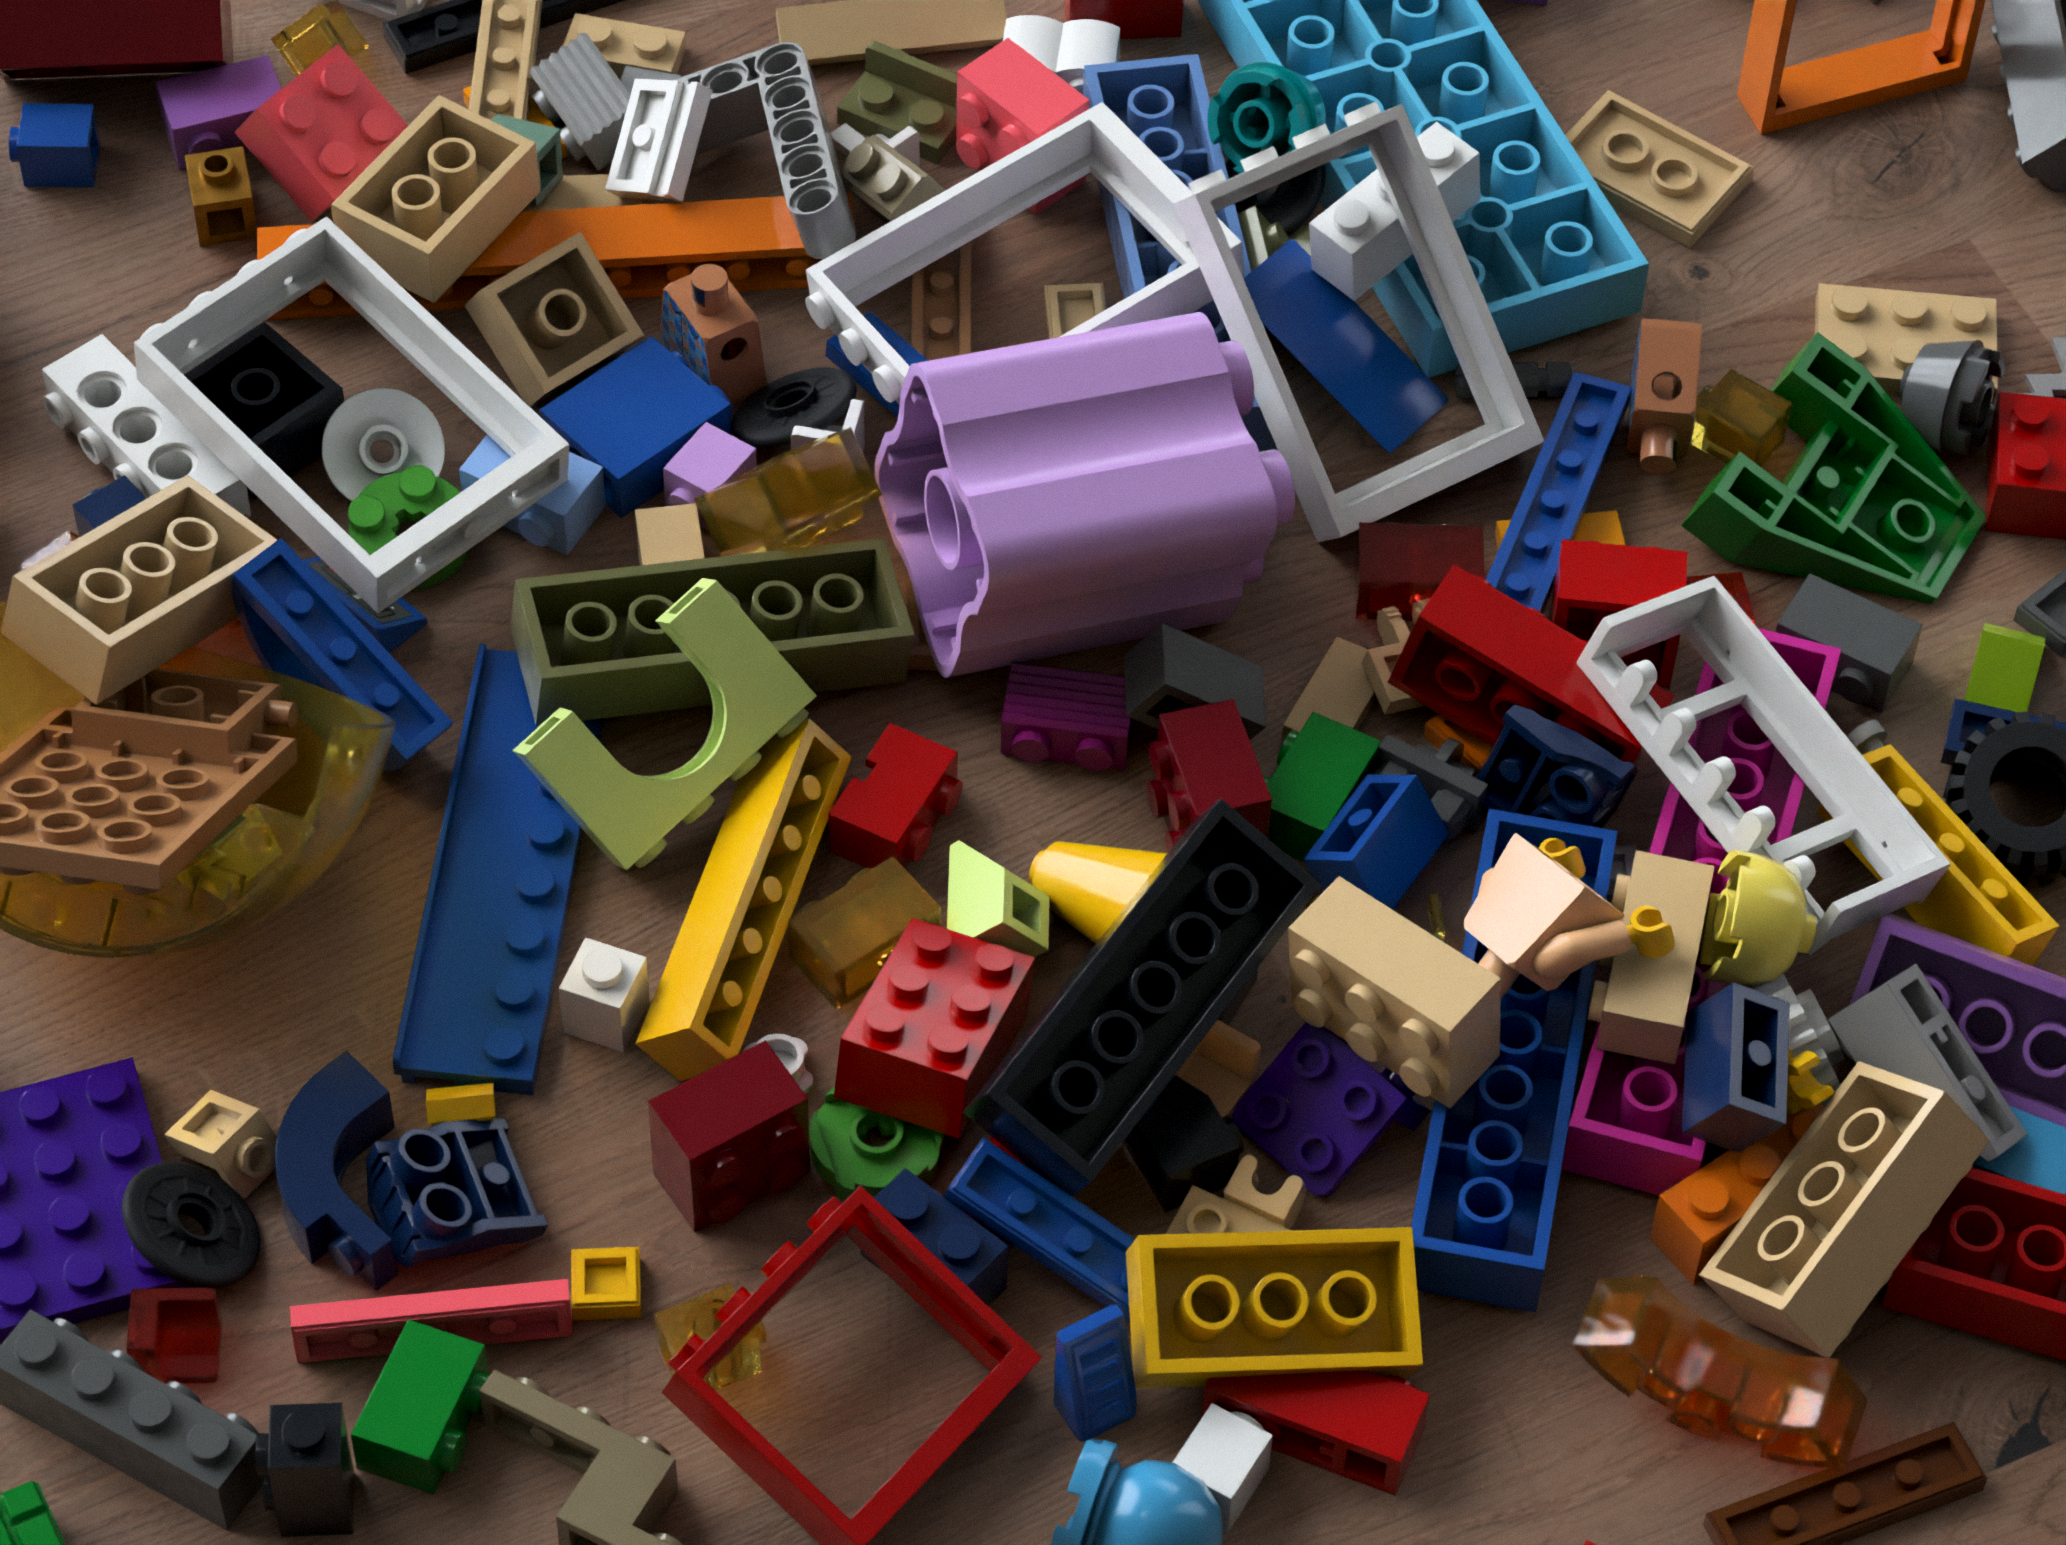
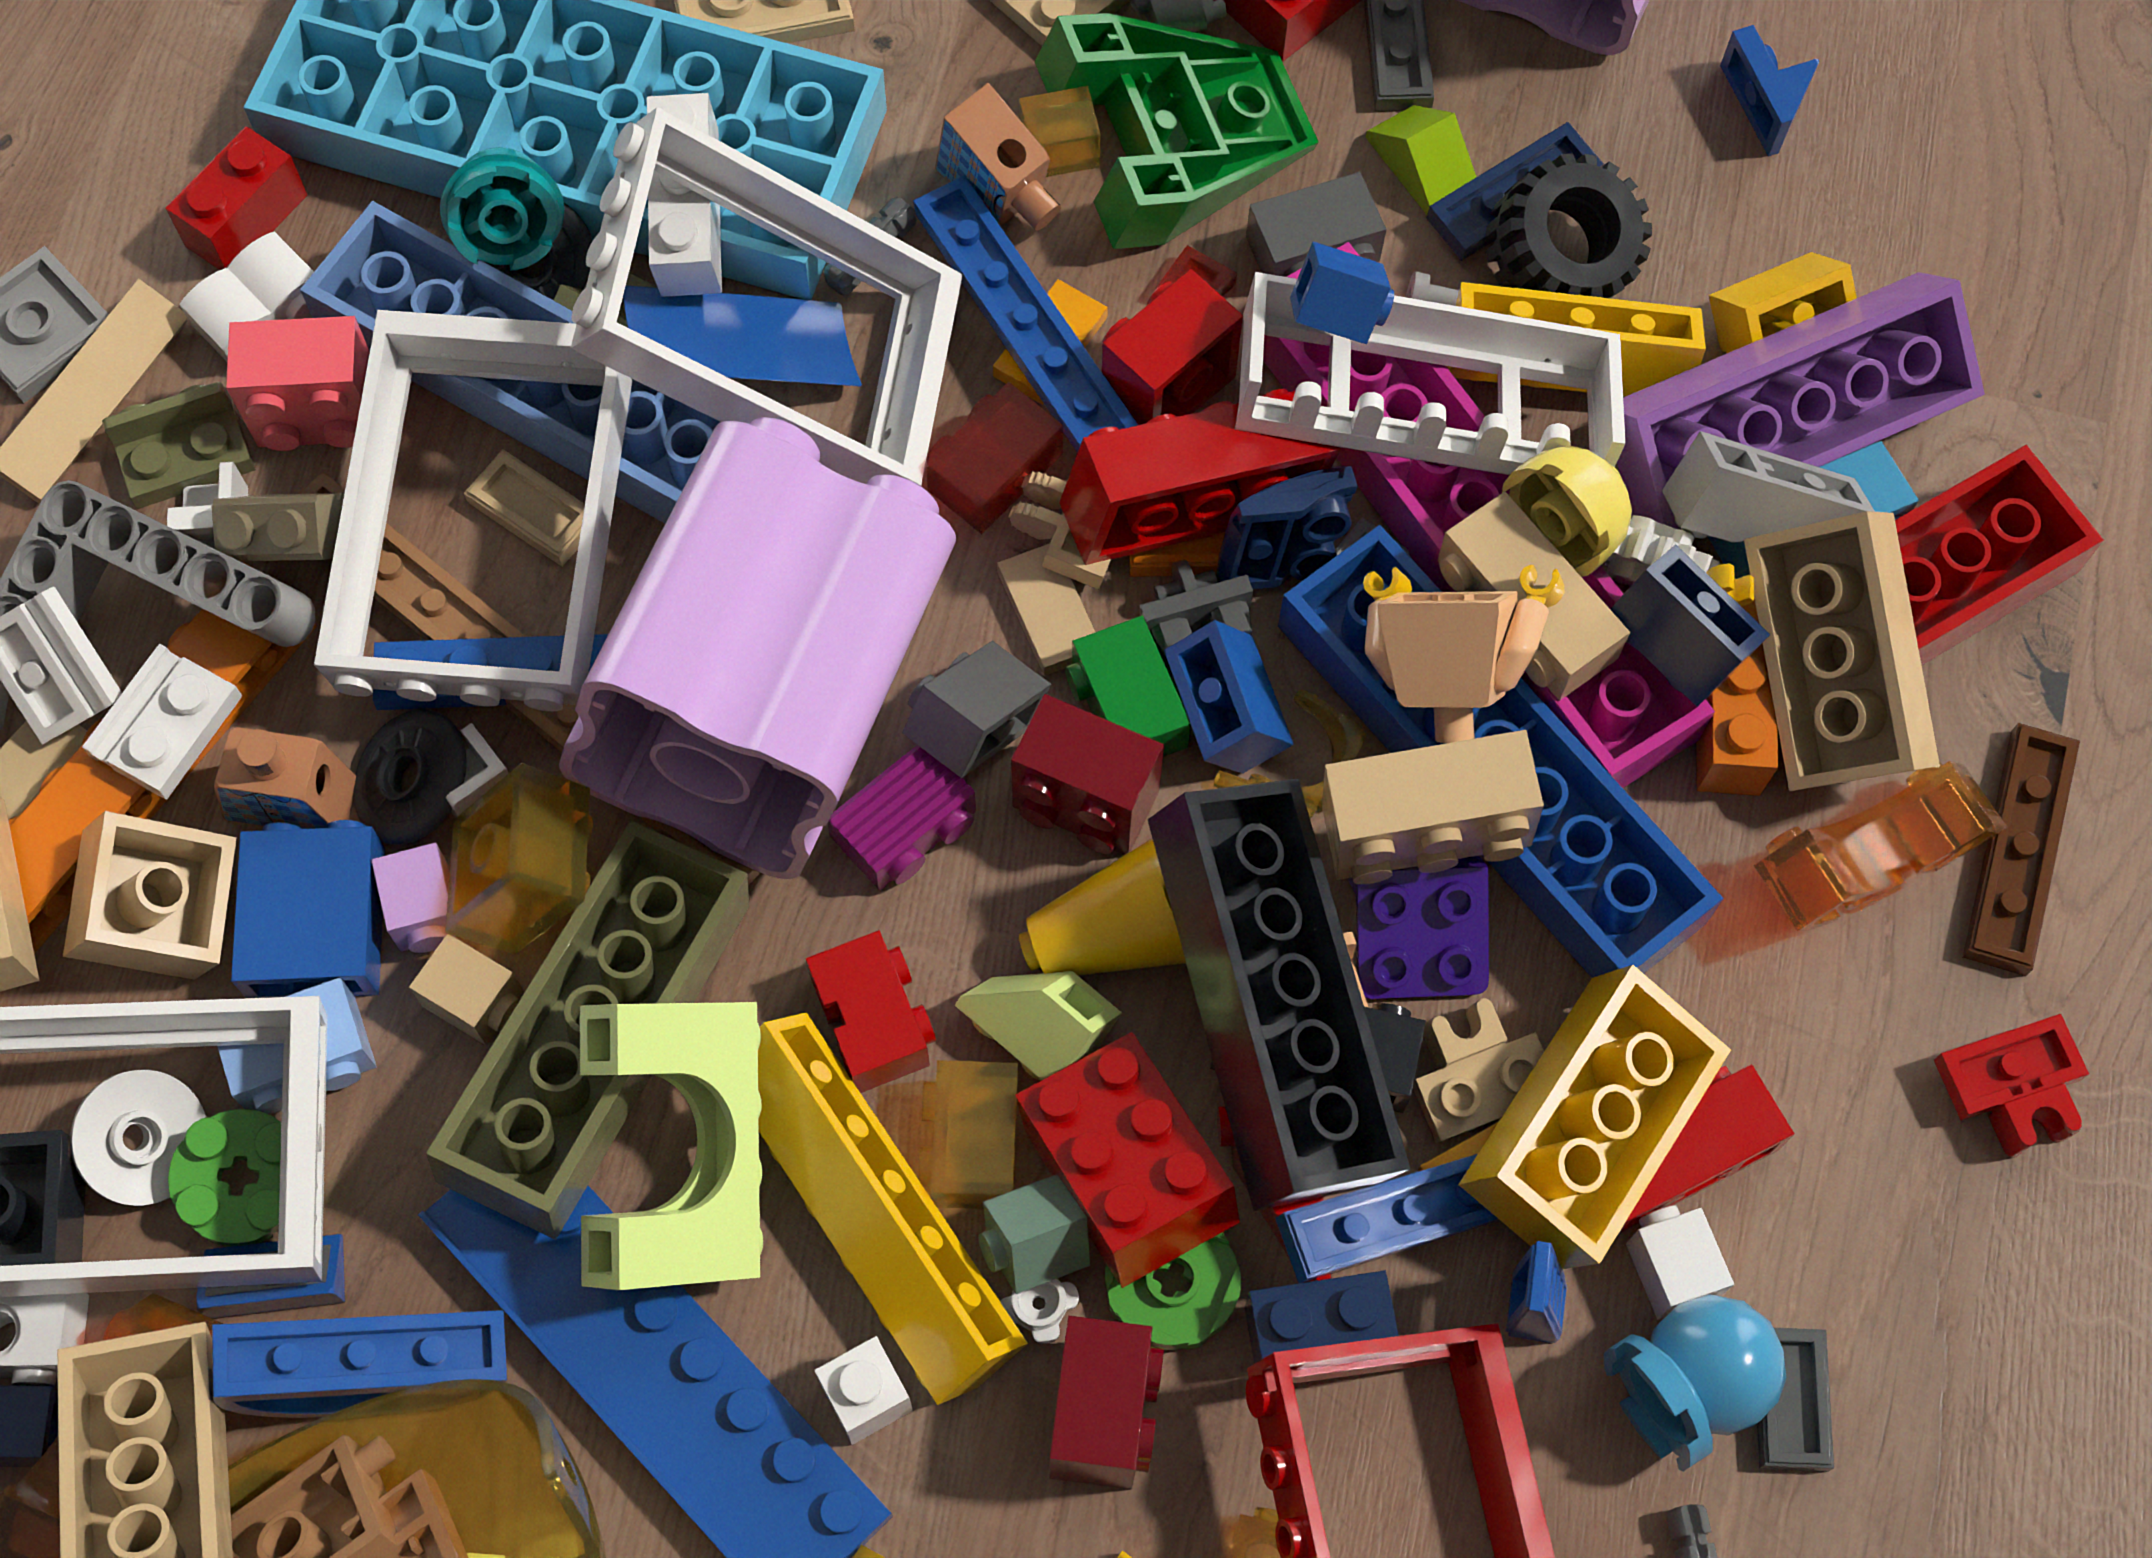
camera: 50 degrees left, 15 degrees up
(684, 231) = (162, 721): none -> white plate
(814, 1009) = (1035, 1234): none -> sand green brick
(1746, 629) = (1341, 293): none -> blue brick

